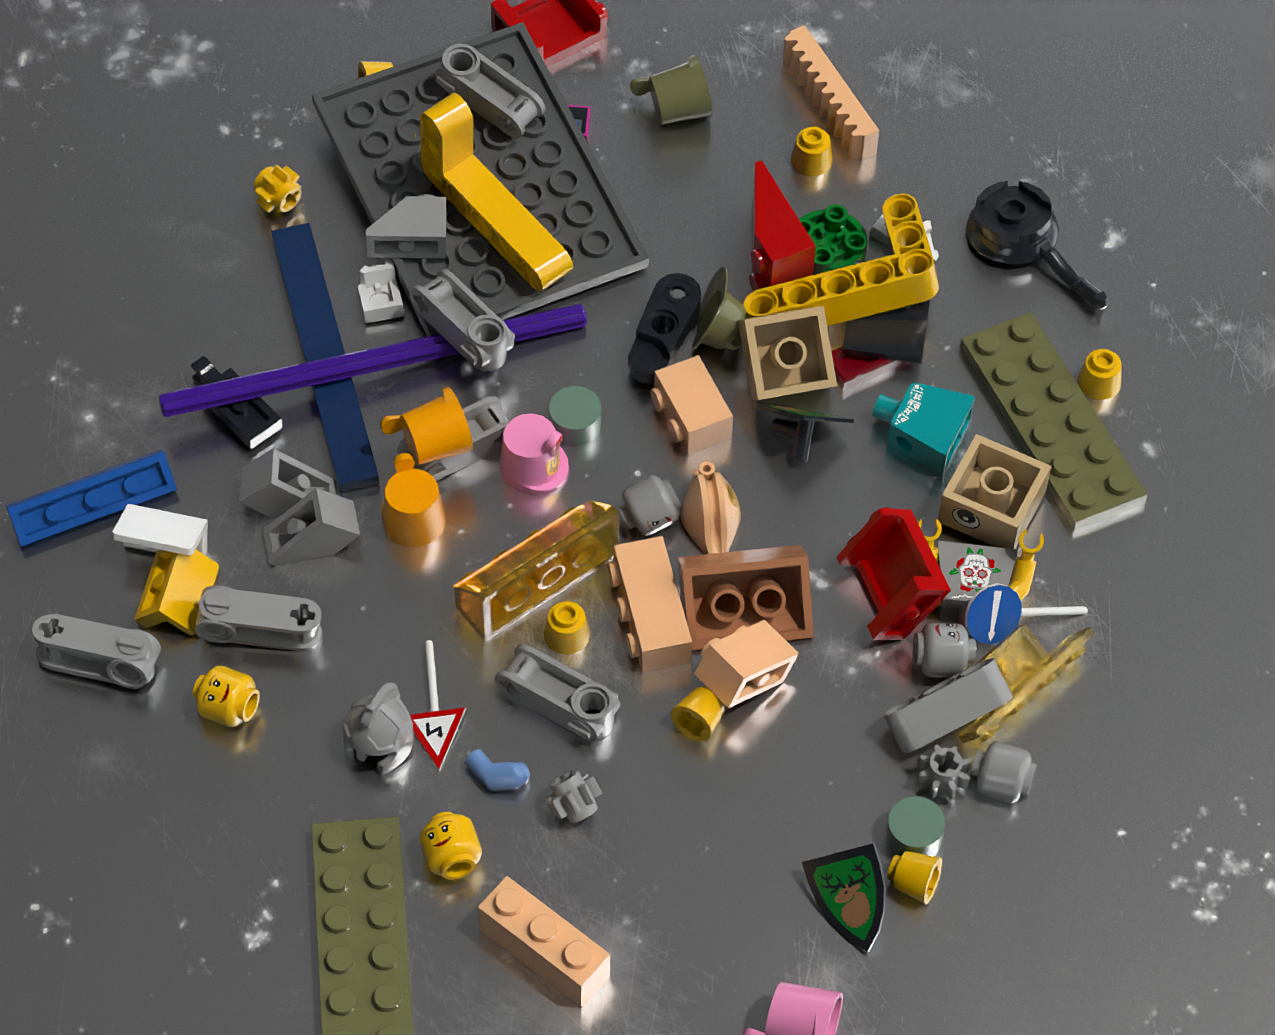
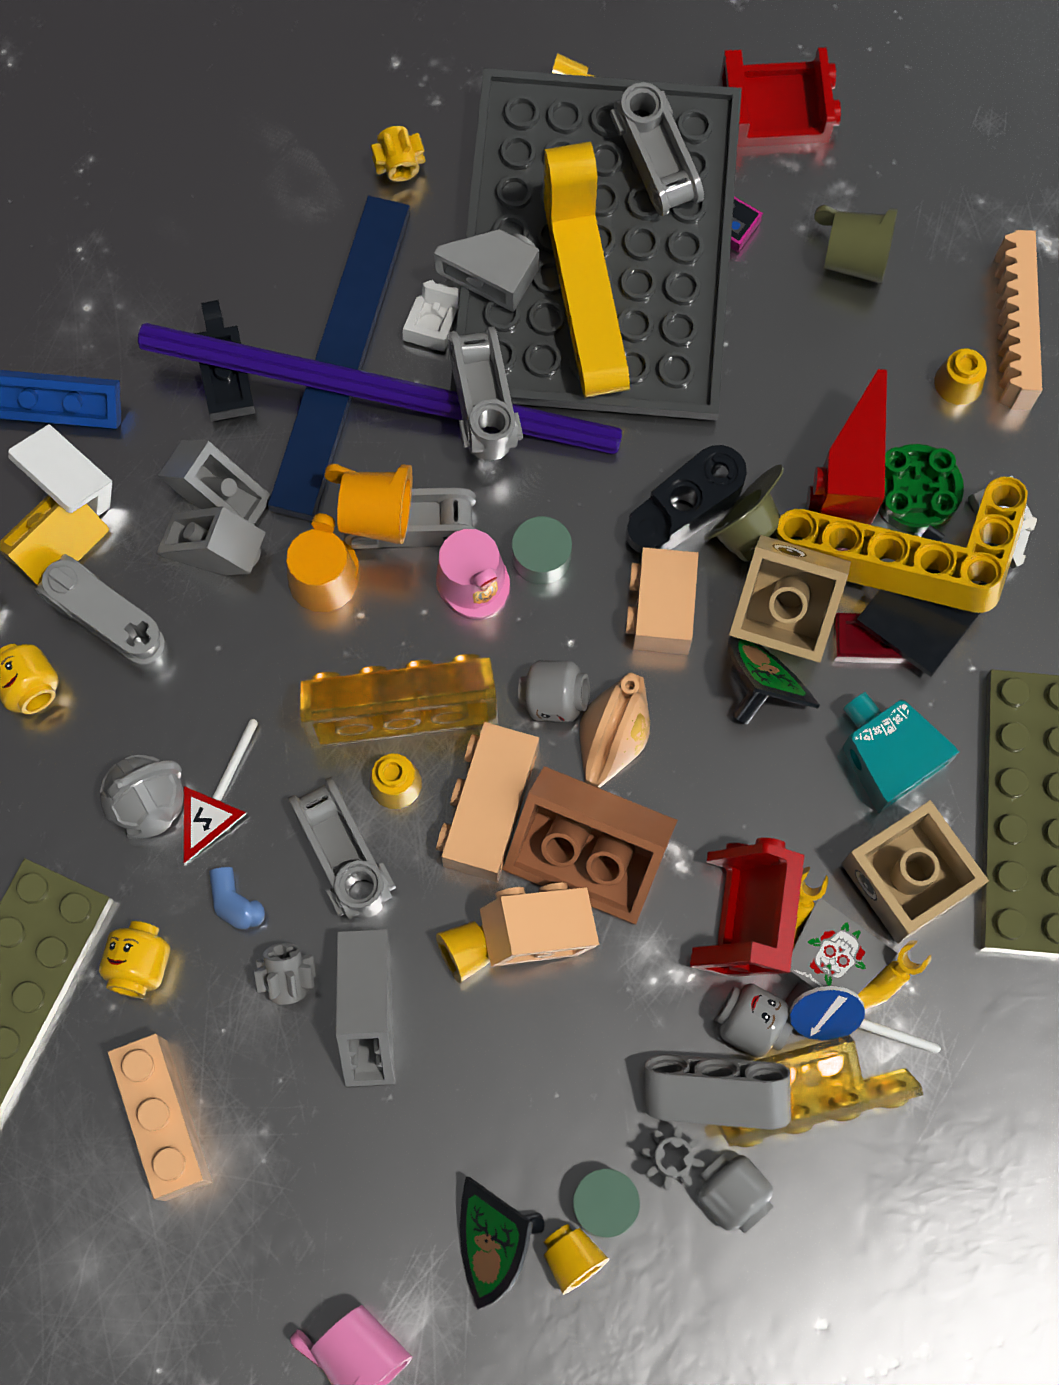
camera: 30 degrees right, 15 degrees up
(652, 787) = (365, 1007): none -> light grey slope

